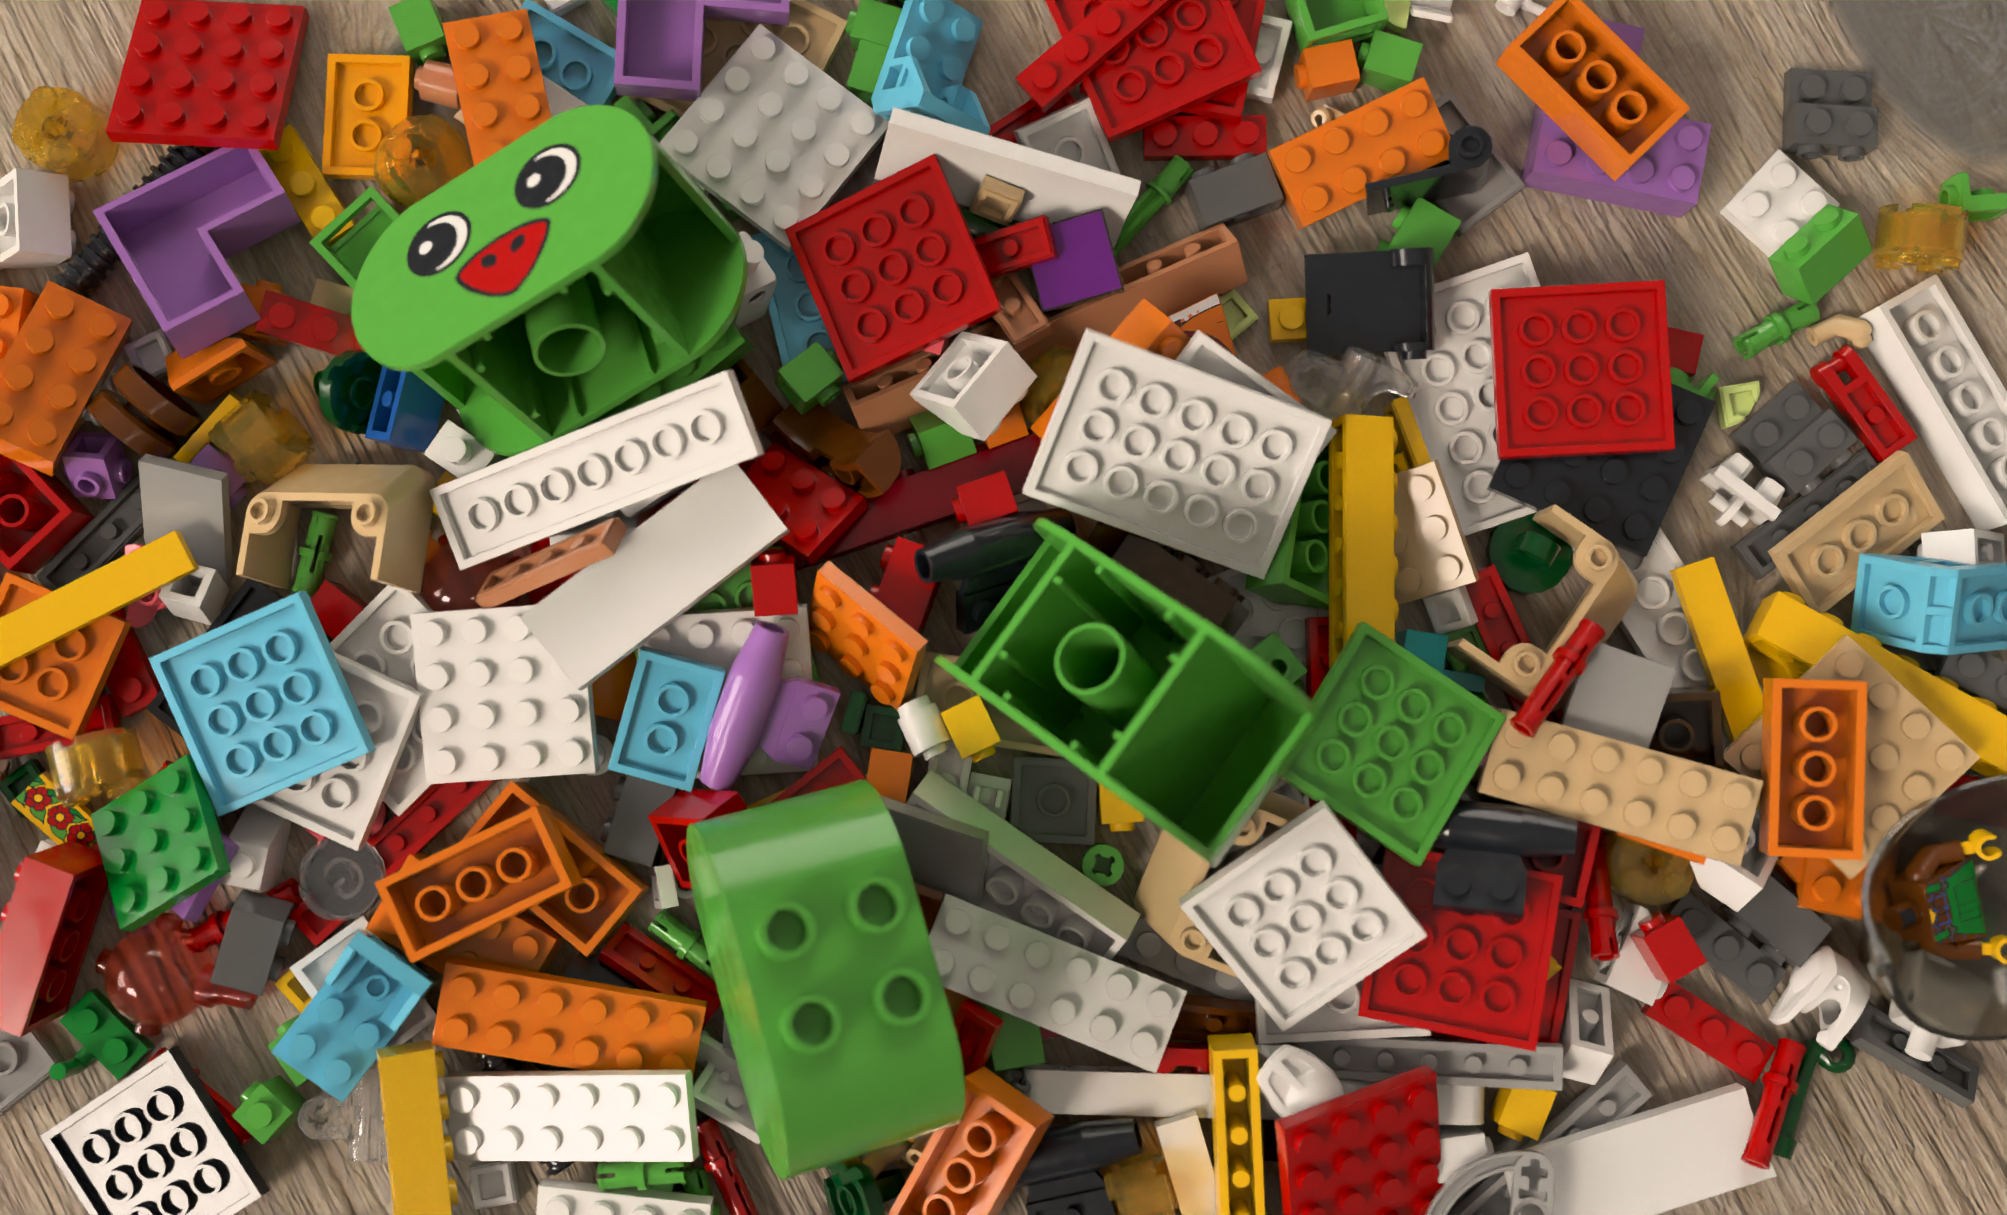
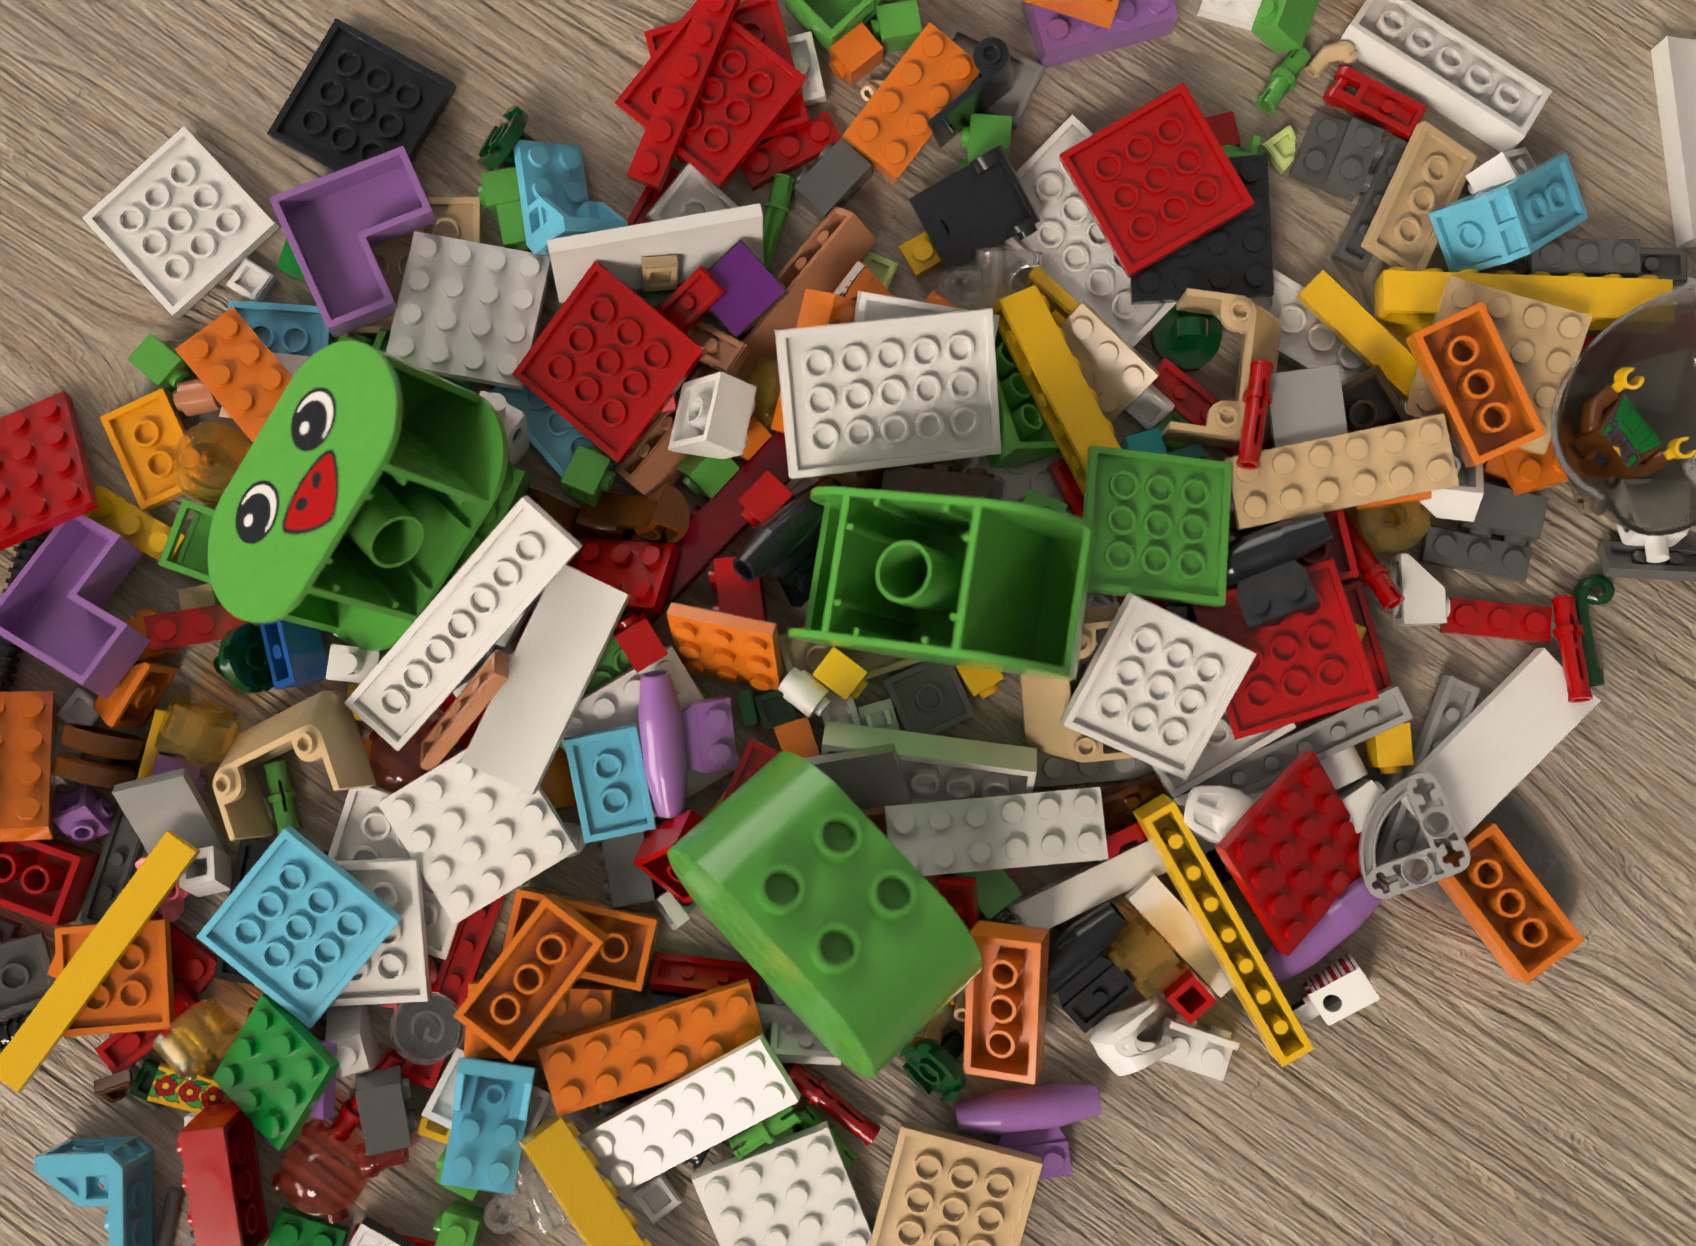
camera: 20 degrees left, 0 degrees up
(336, 607) = (318, 827): red brick -> none
(682, 939) = (706, 942): bright green pin -> none
(1097, 859) = (982, 728): bright green wheel -> none
(1586, 1032) = (1409, 667): white slope -> none
(1667, 946) = (1435, 573): red brick -> none
(1737, 499) = (1316, 218): white hips -> none
(1830, 984) = (1566, 540): white helmet -> none

